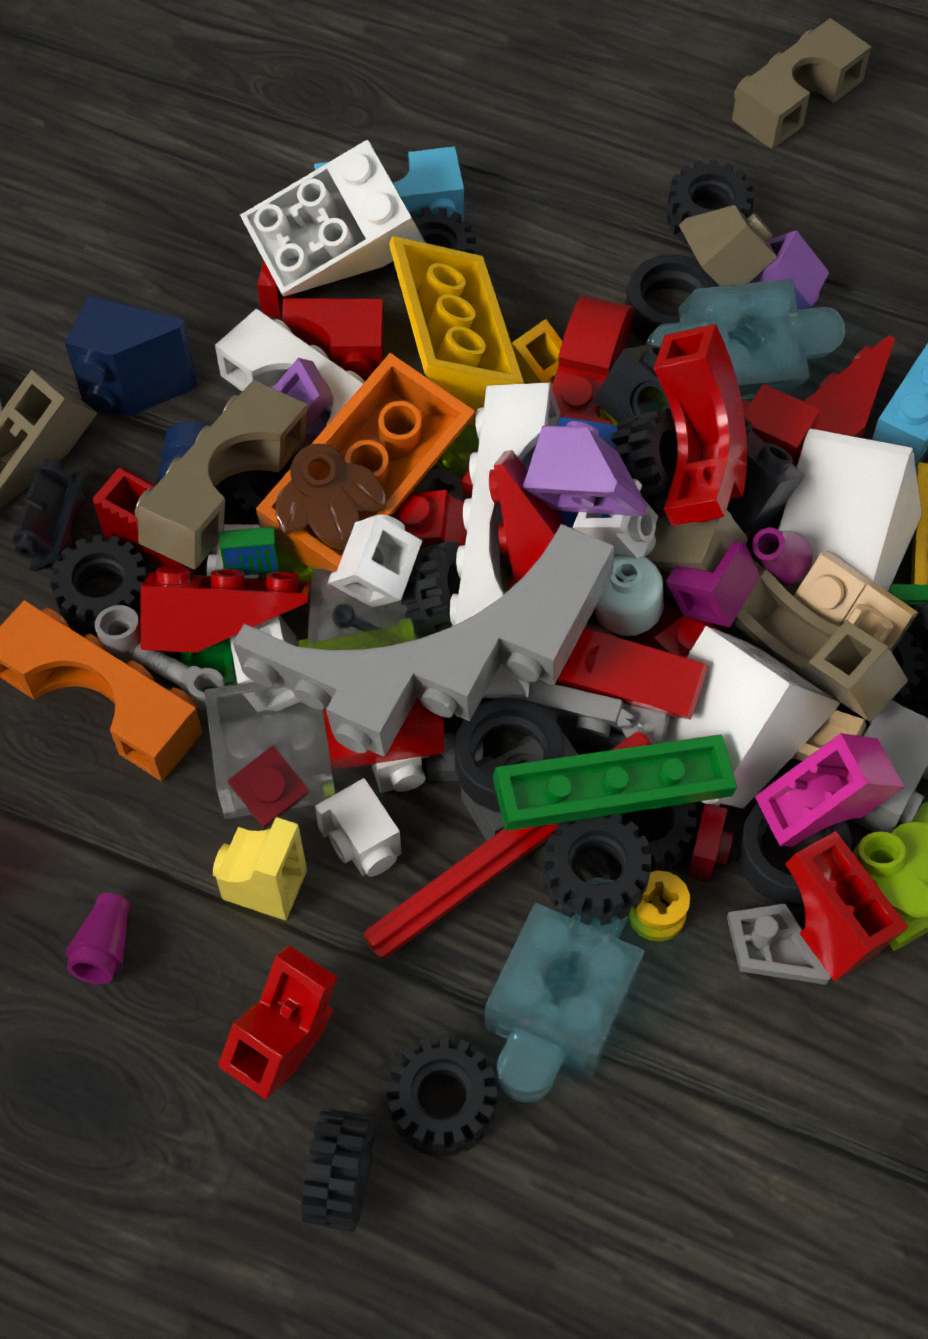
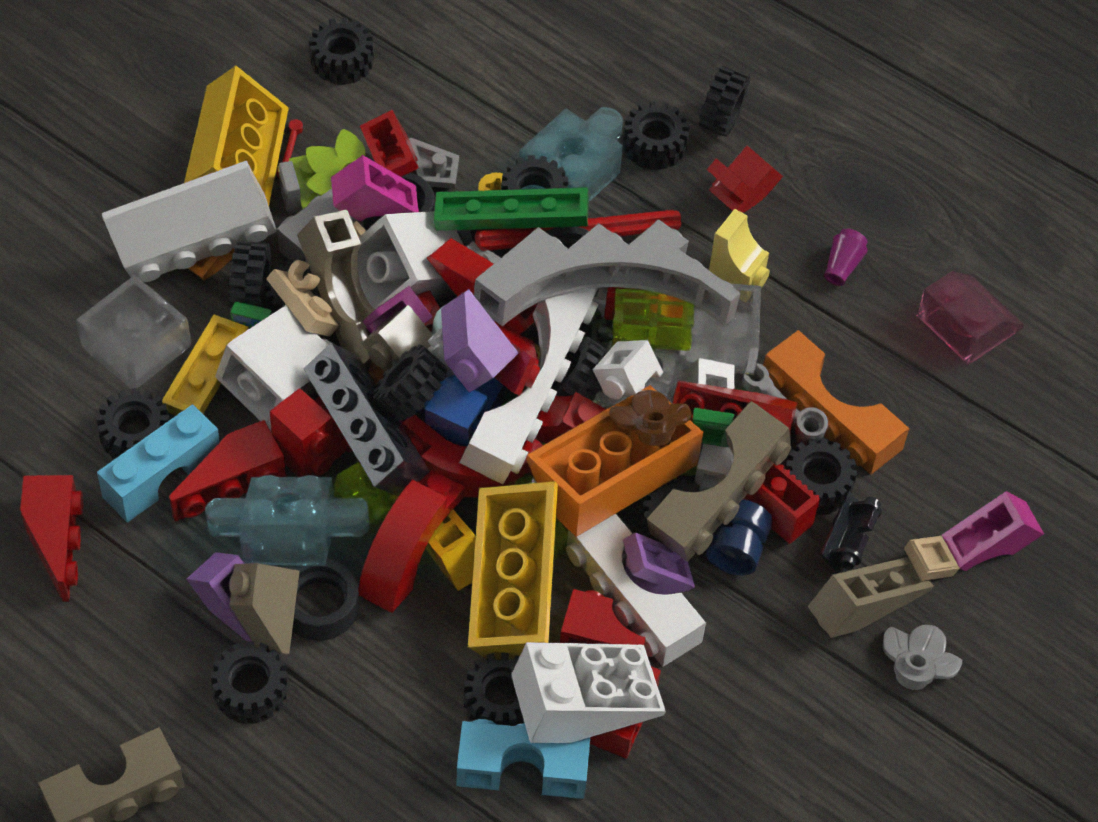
camera: 170 degrees left, 5 degrees down
(129, 357) = (776, 626): dark blue slope -> none
(268, 786) = (732, 270): dark red plate -> none
(708, 424) = (372, 367): red arch -> none
(783, 554) = (342, 329): magenta cone -> none

